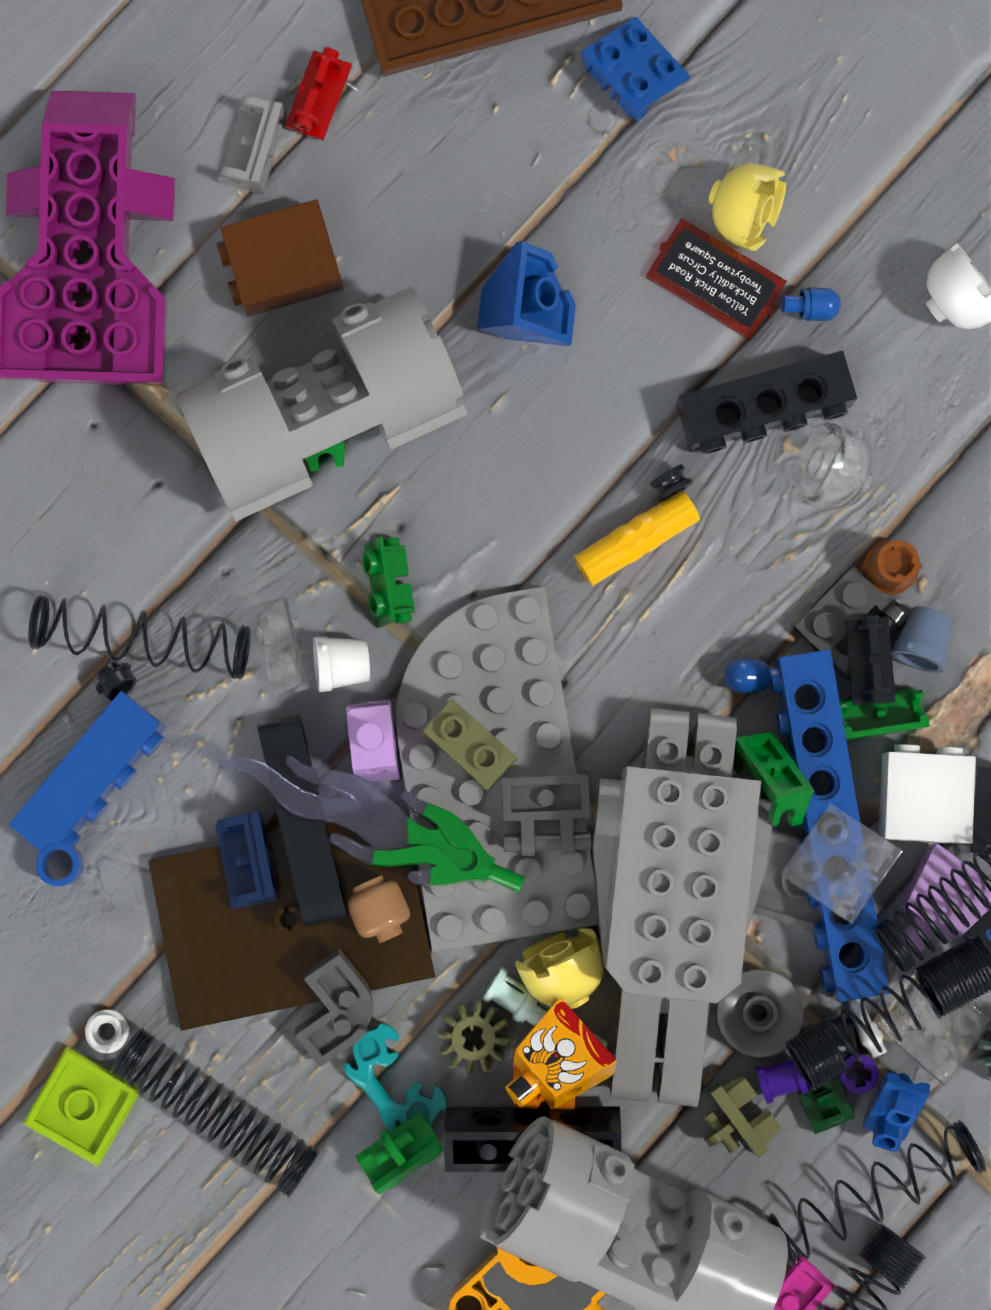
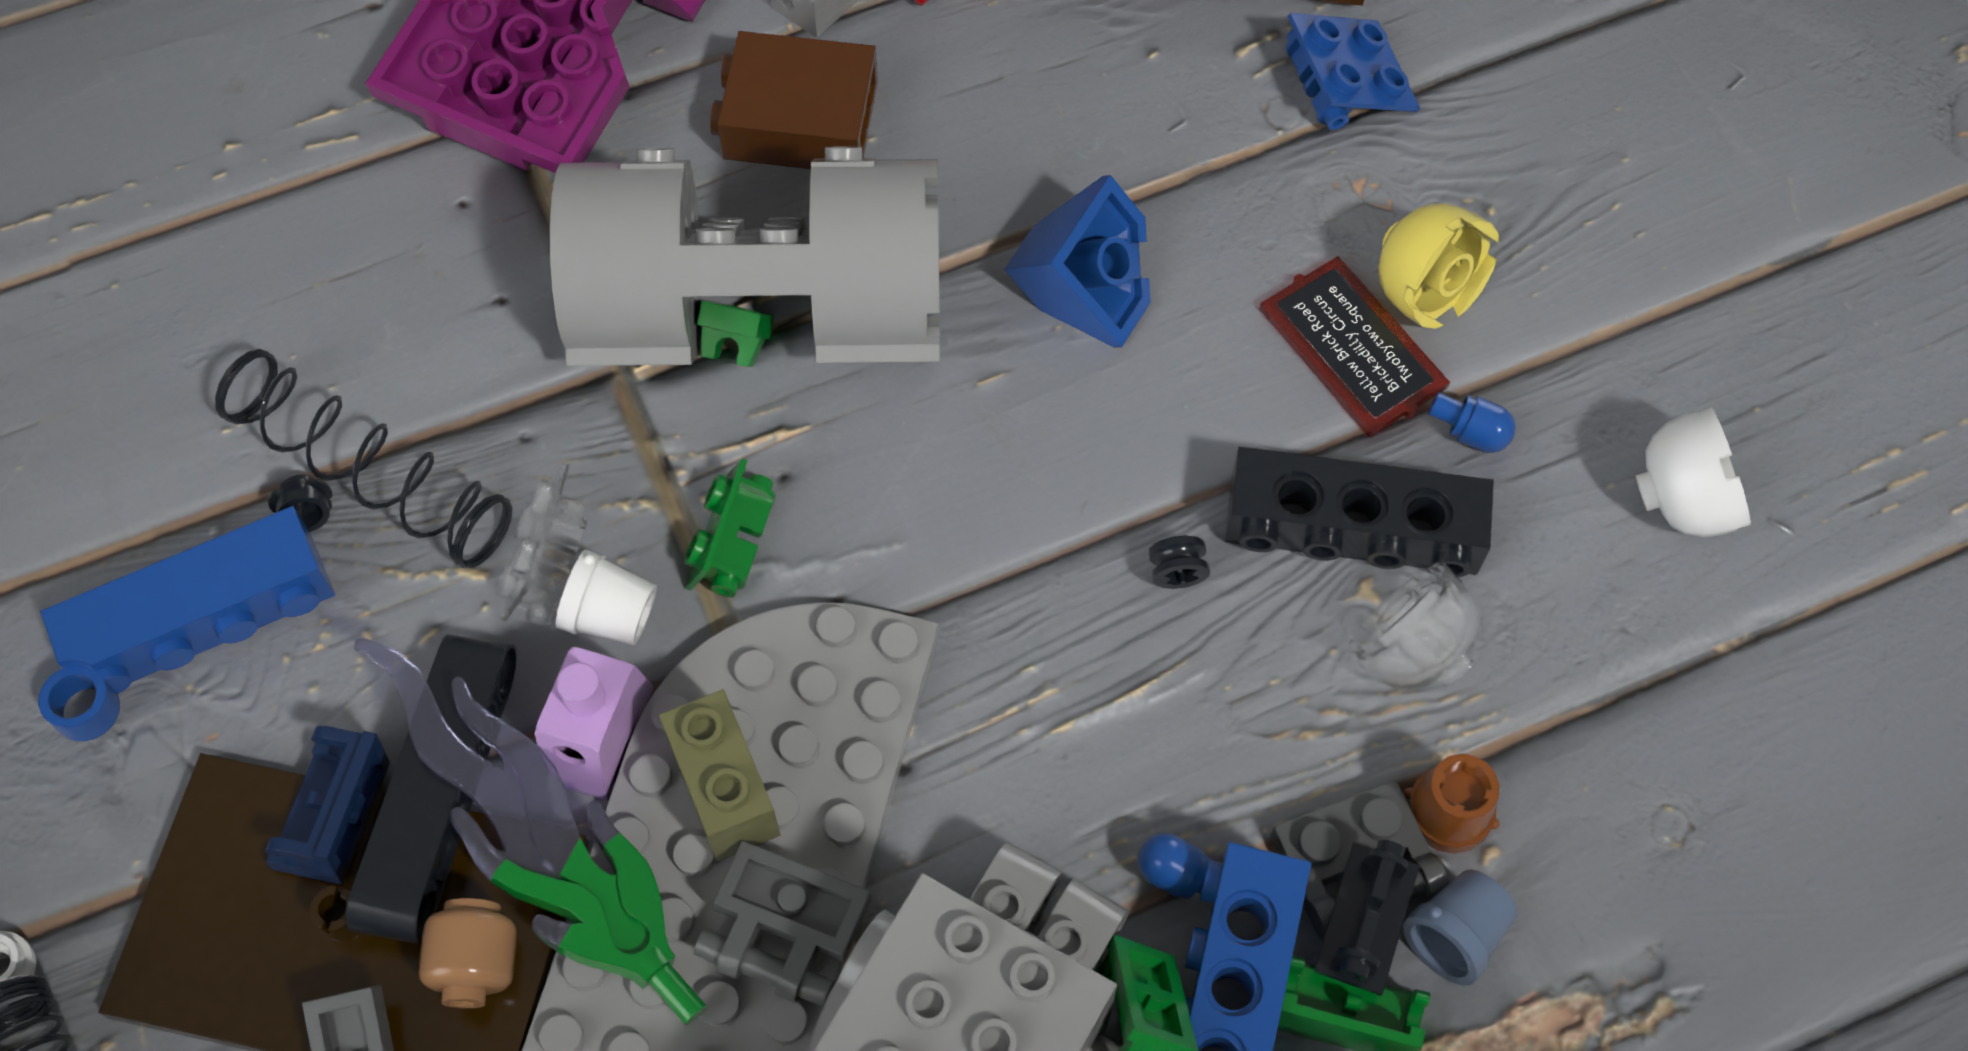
camera: 25 degrees right, 20 degrees down
(636, 538) = (1098, 613): yellow axle -> none

